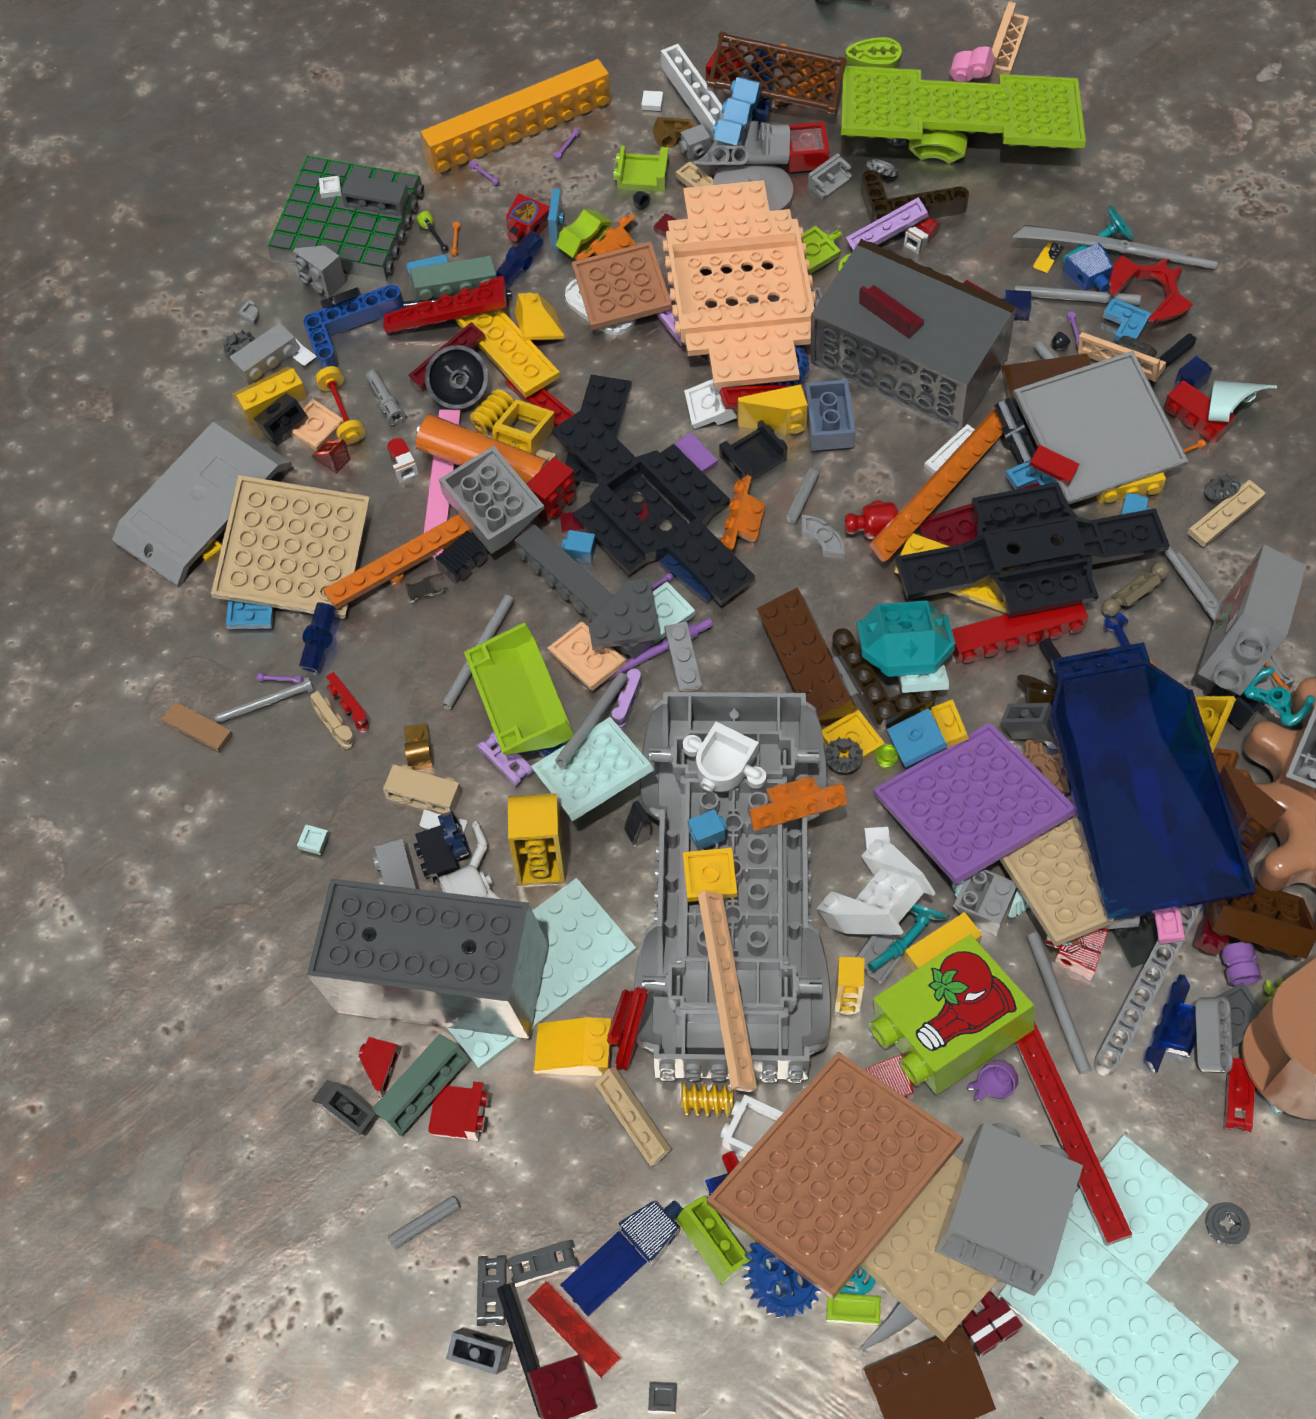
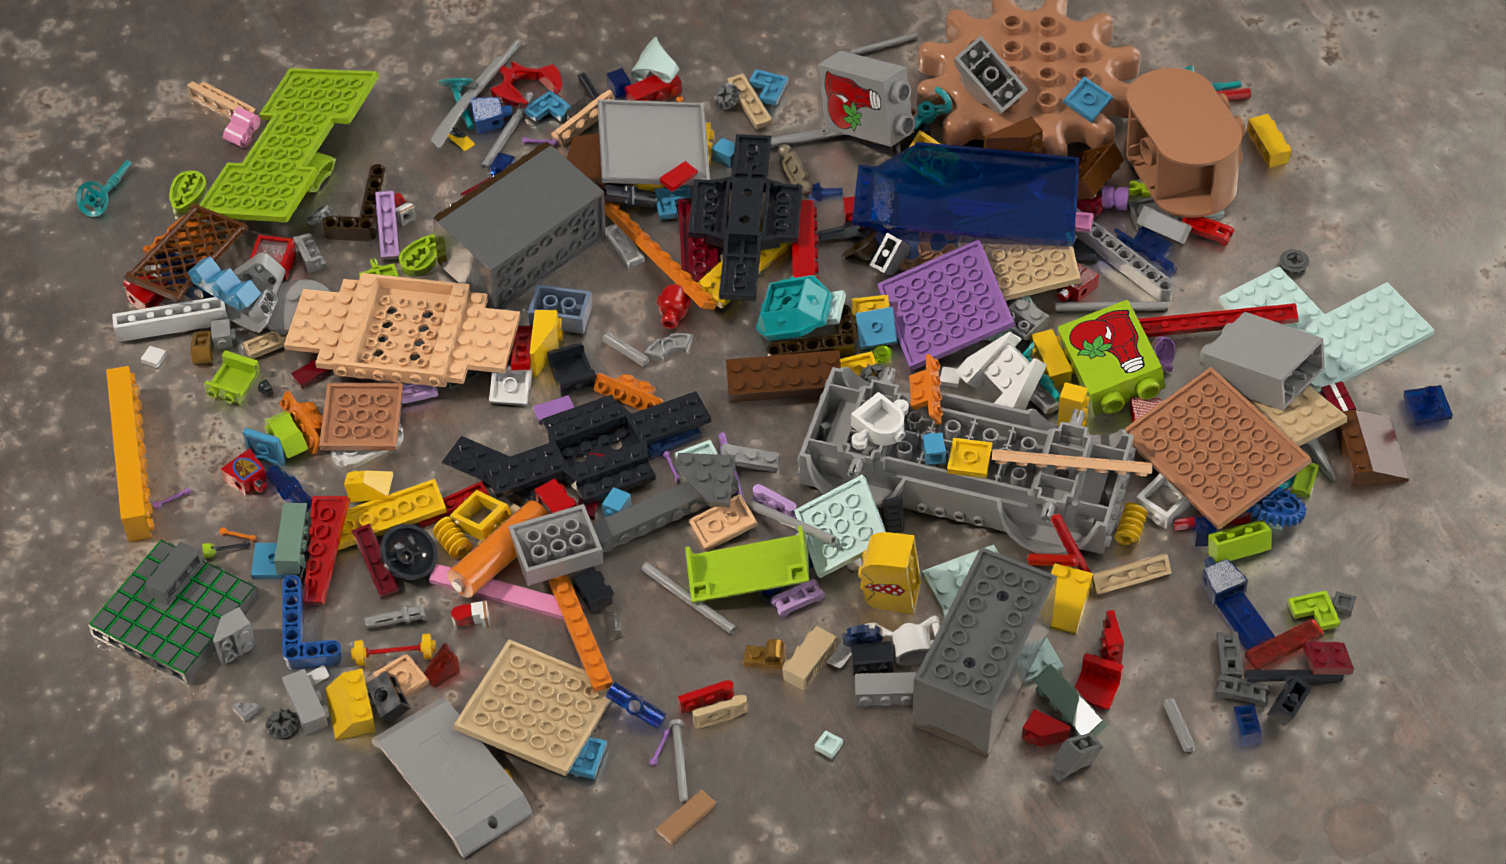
camera: 75 degrees left, 10 degrees down
(330, 186) = (140, 610): white tile -> none
(340, 297) = (274, 628): black tile -> none
(431, 1300) = (1253, 734): none -> clear blue slope
(509, 1115) = (1111, 640): none -> red plate
(558, 155) = (179, 439): medium lavender hinge -> none
(646, 1362) = (1315, 604): none -> lime plate
(890, 310) = (516, 216): dark red panel -> none
(1262, 531) = (772, 85): none -> dark azure plate

